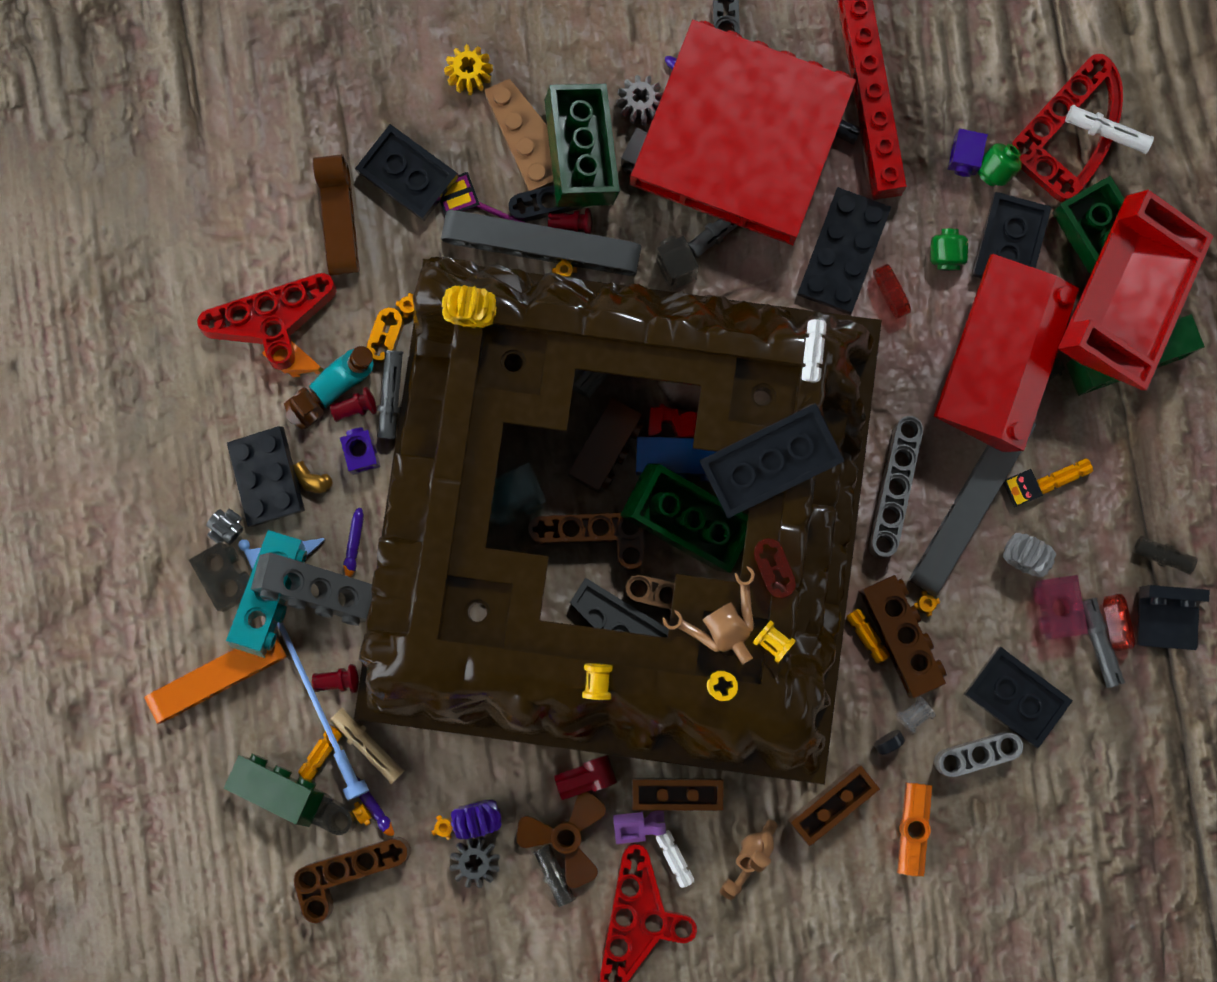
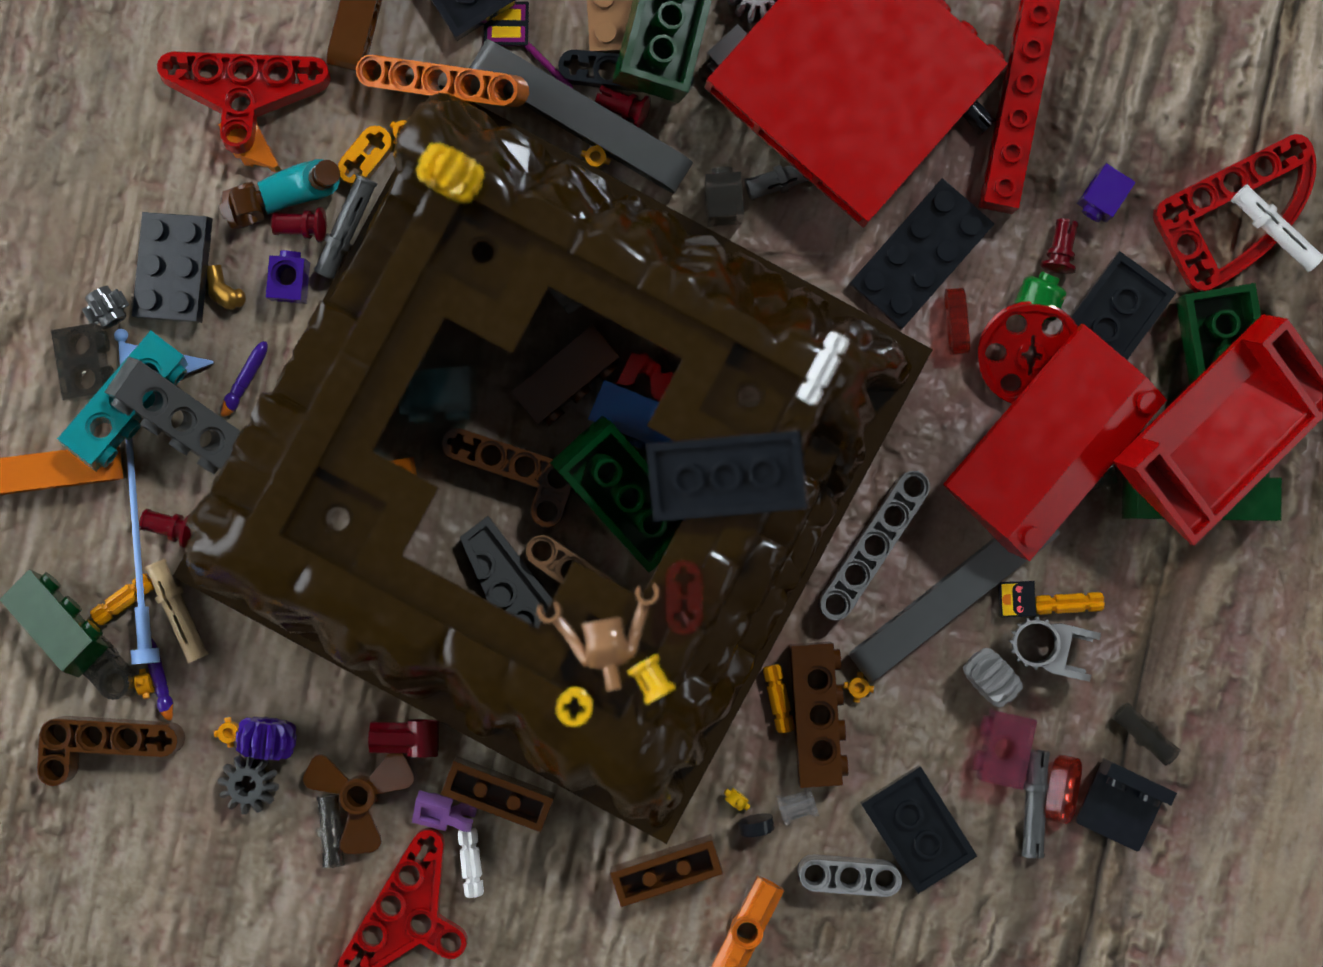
camera: 20 degrees right, 5 degrees up
(412, 253) = (426, 80): none -> orange beam
(597, 681) = (438, 649): yellow bush -> none
(753, 857) = (554, 895): medium nougat piece -> none
(866, 728) = (736, 799): none -> yellow piece
(944, 291) = (1019, 342): none -> red wedge
(951, 209) = (1062, 248): none -> dark red pin
(1000, 164) = (1136, 222): green head -> none
(1071, 504) = (1056, 661): none -> light grey piece

